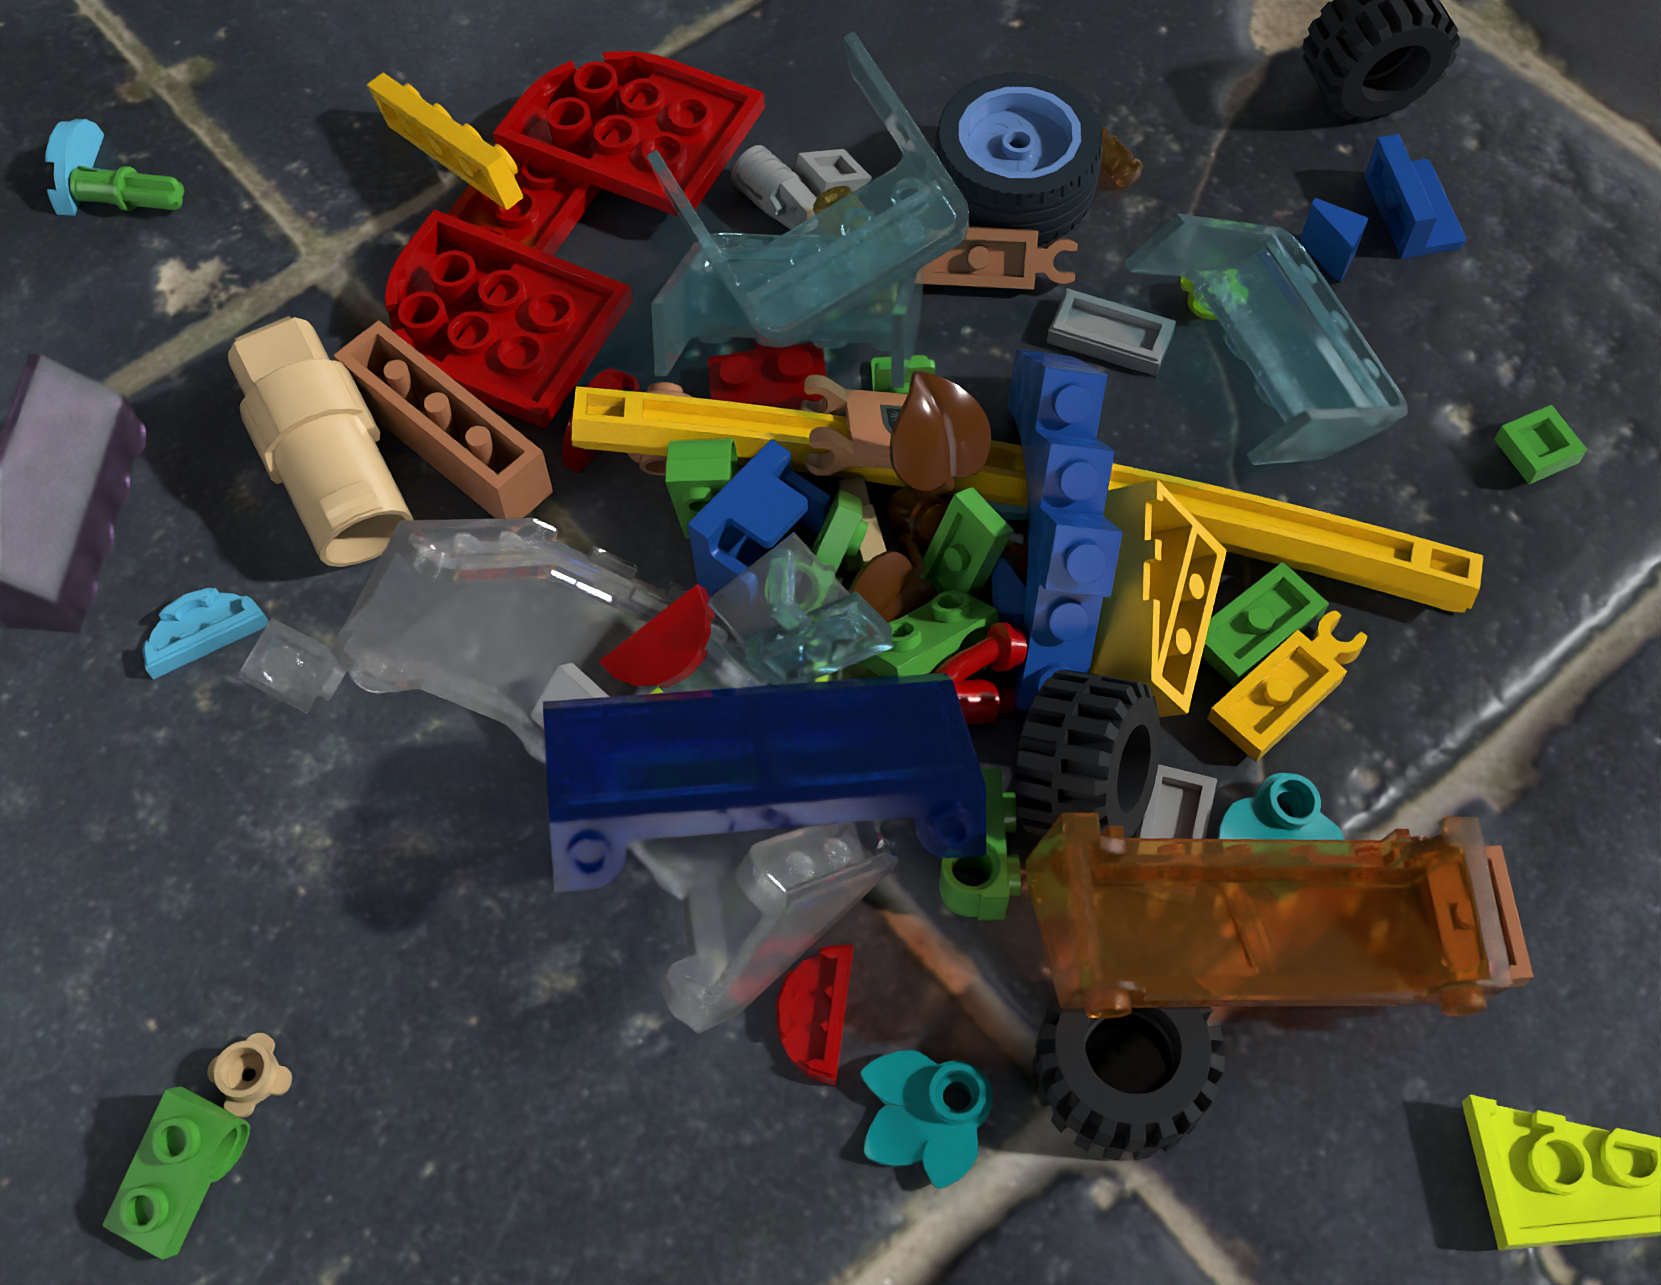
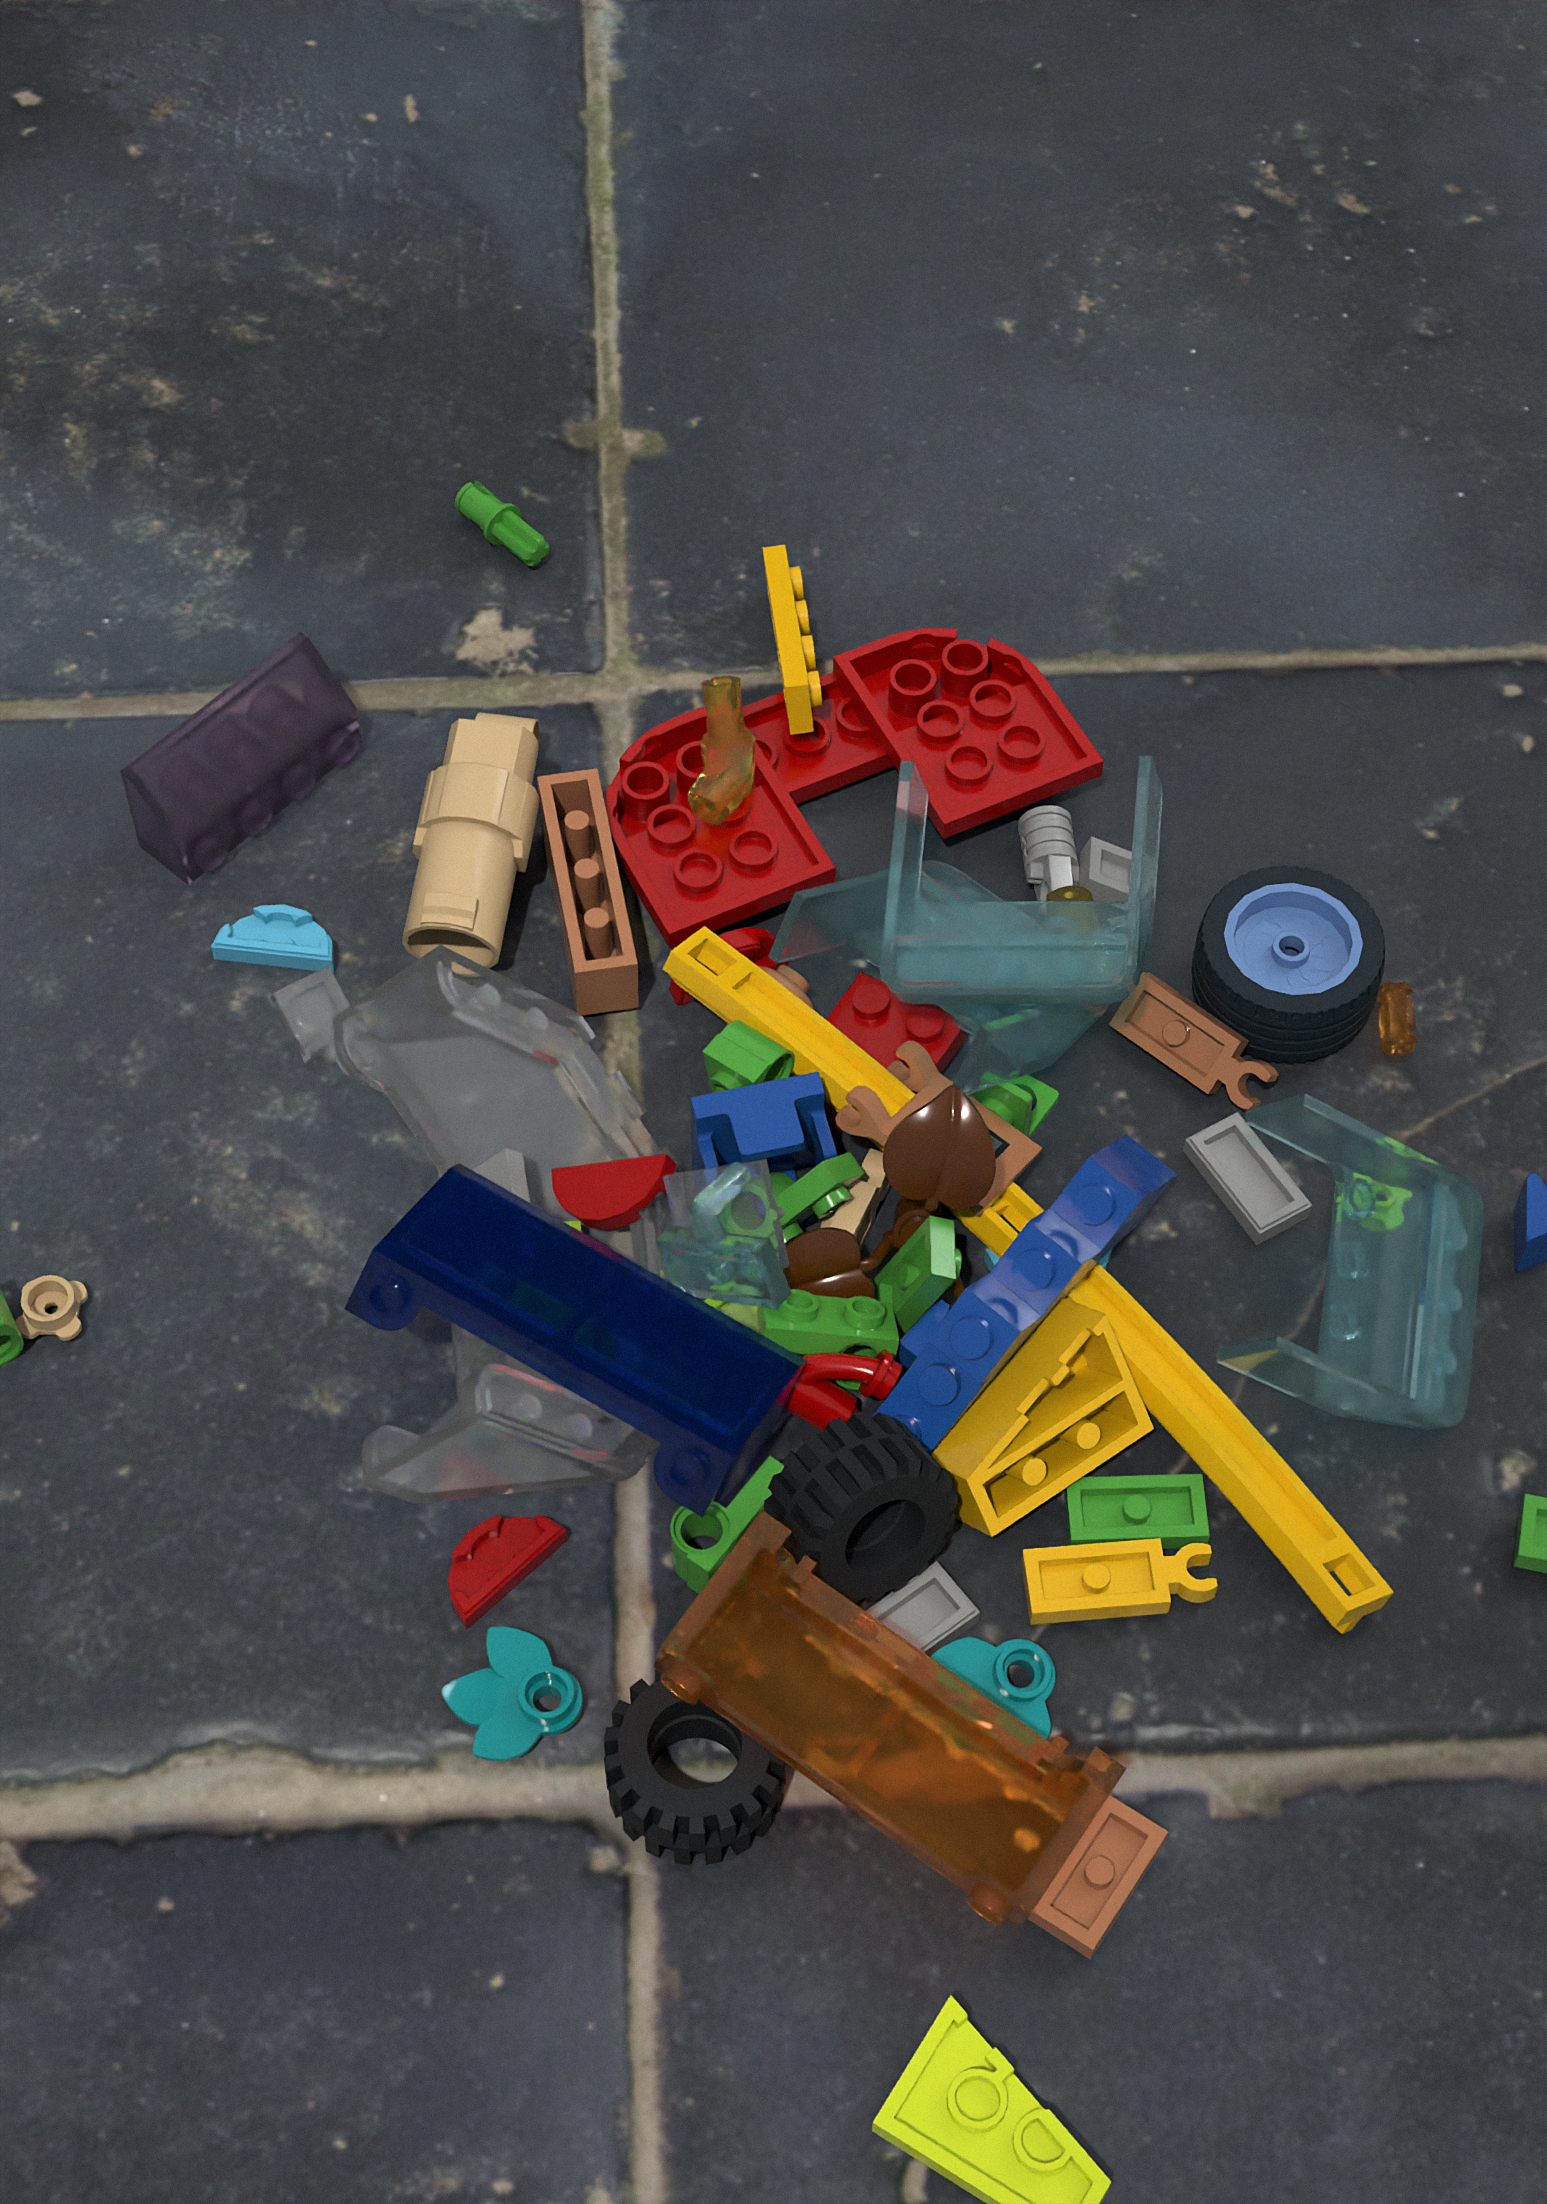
camera: 35 degrees right, 5 degrees down
(68, 147) = (481, 460): medium azure tile -> none
(475, 246) = (726, 753): none -> clear yellow arm

